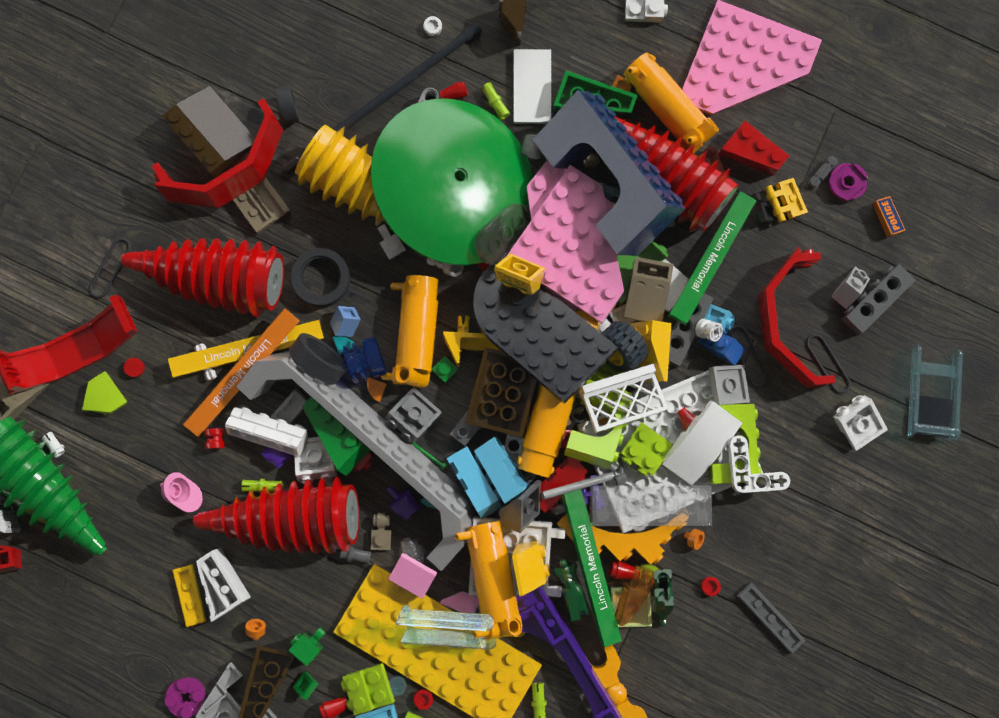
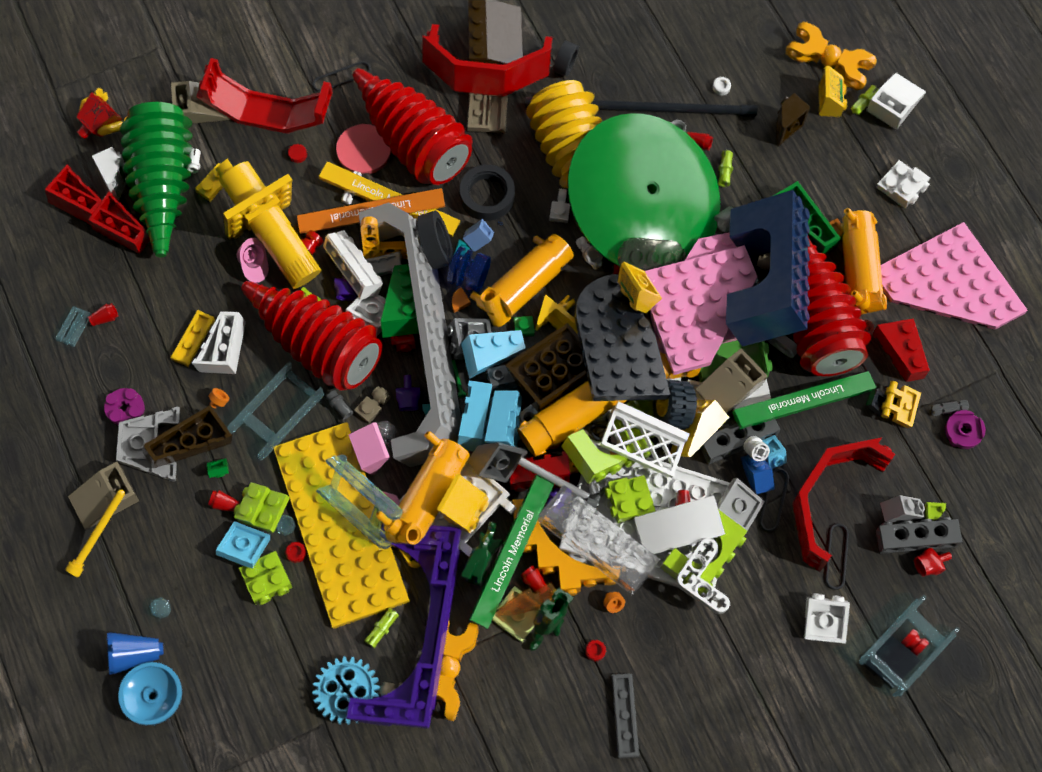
camera: 40 degrees right, 15 degrees down
(40, 552) = (118, 224): none -> red wedge
(87, 448) = (210, 185): none -> yellow plate
(90, 662) = (60, 337): none -> clear light blue tile
(100, 636) = (103, 315): none -> red cone
(103, 395) = (259, 154): lime slope -> none
(166, 454) = (261, 210): none -> yellow piece
(185, 321) = (362, 149): none -> coral tile
(270, 402) = (375, 245): none -> light orange beam
(306, 646) = (244, 438): green brick -> none
(309, 626) = (261, 429): none -> clear light blue piece
(440, 417) = (490, 349): none -> medium azure wedge
(532, 86) = (764, 177): white tile -> none
(873, 268) = (934, 510): none -> lime tile
(888, 216) = (979, 481): slope -> none
(902, 313) = (931, 563): none -> red piece
(934, 387) = (914, 642): none -> red wheel

